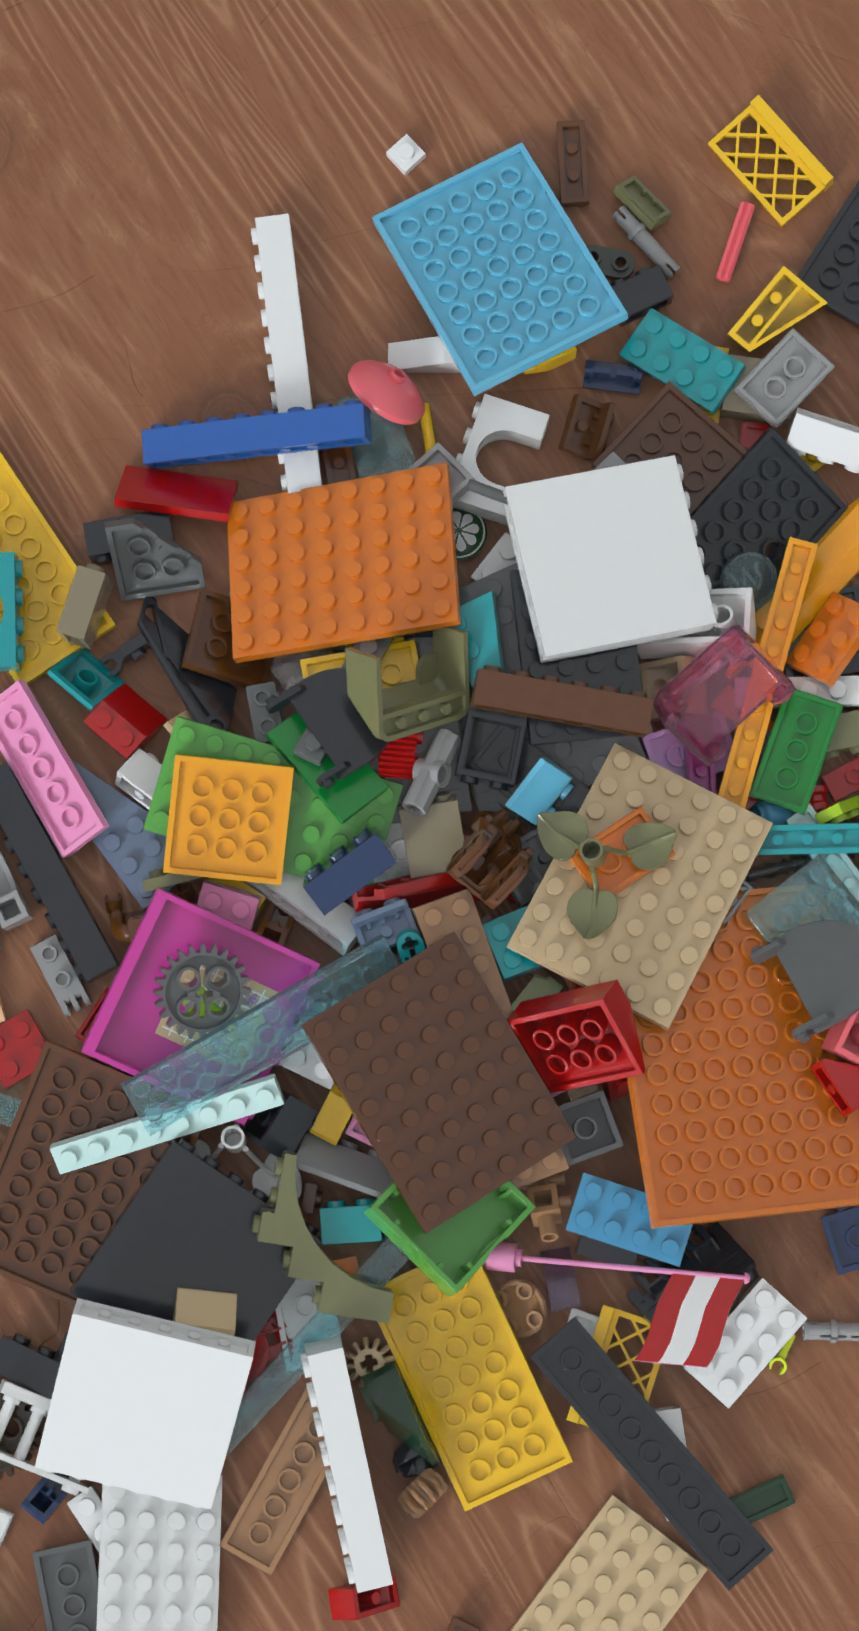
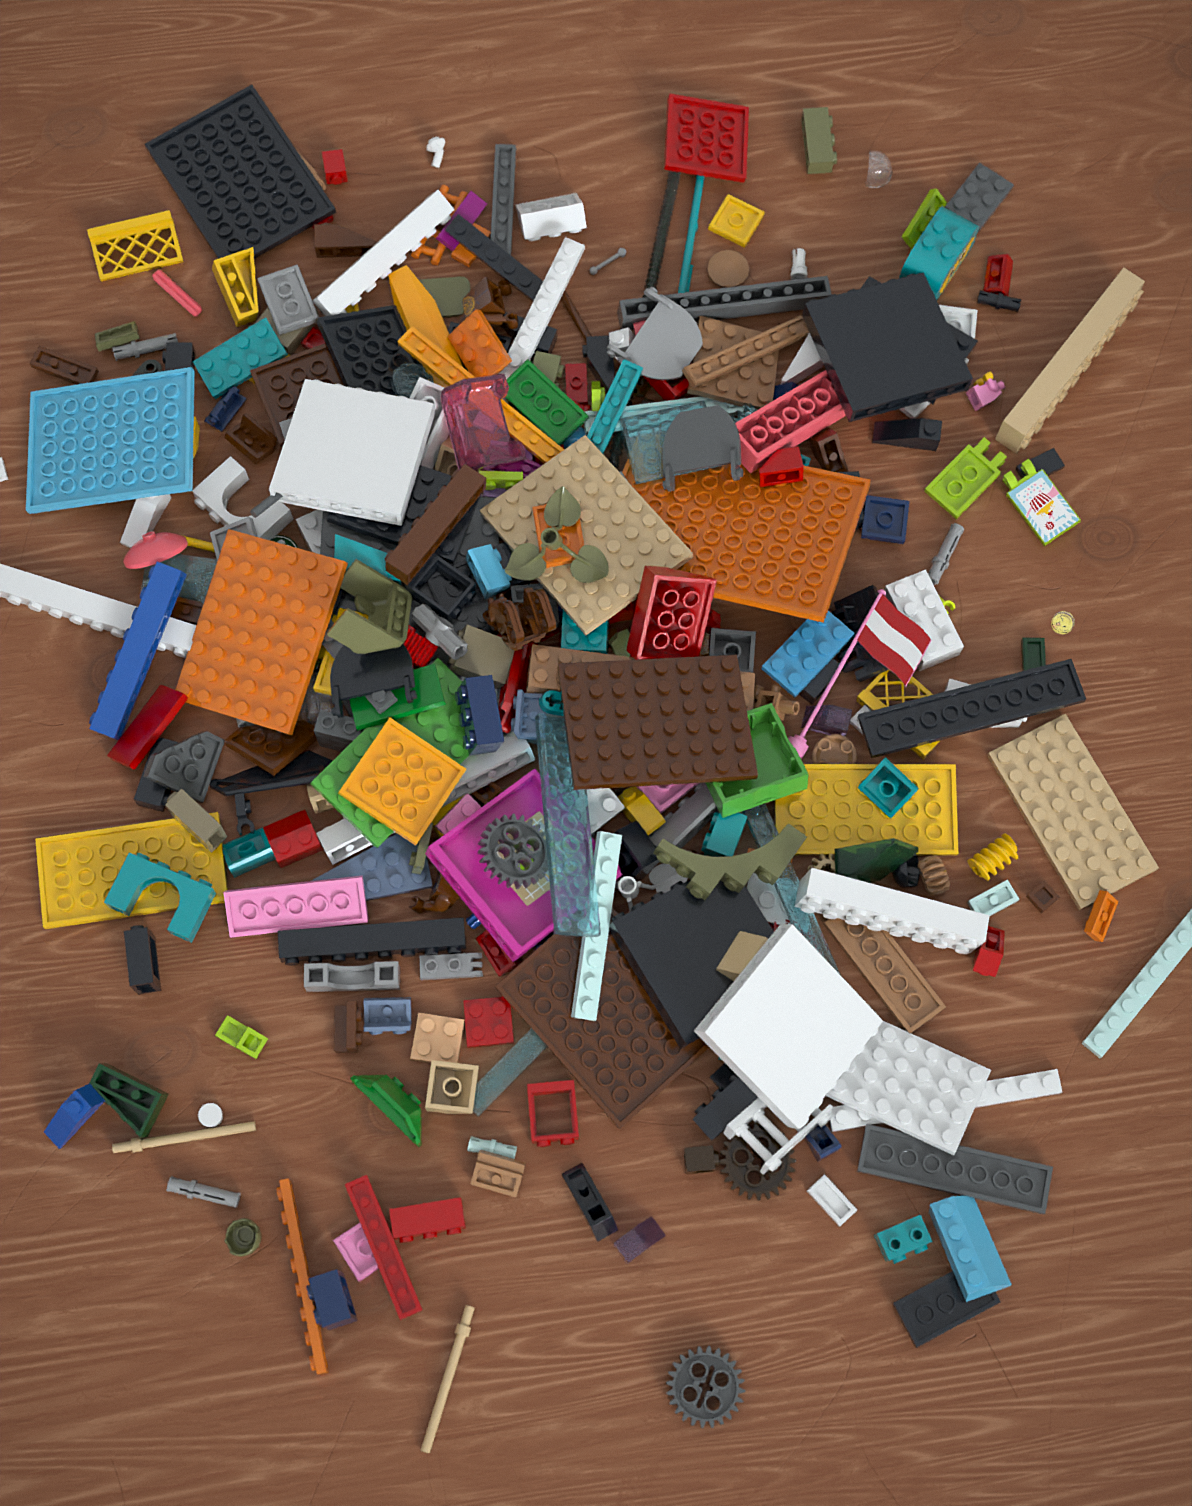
camera: 75 degrees left, 10 degrees down
(427, 1577) = (994, 899): none -> light aqua plate
(480, 1557) = (993, 857): none -> yellow piece
(499, 1392) = (888, 788): none -> teal slope
(672, 758) = (501, 479): none -> lime plate
(828, 1517) = (1062, 622): none -> clear tile

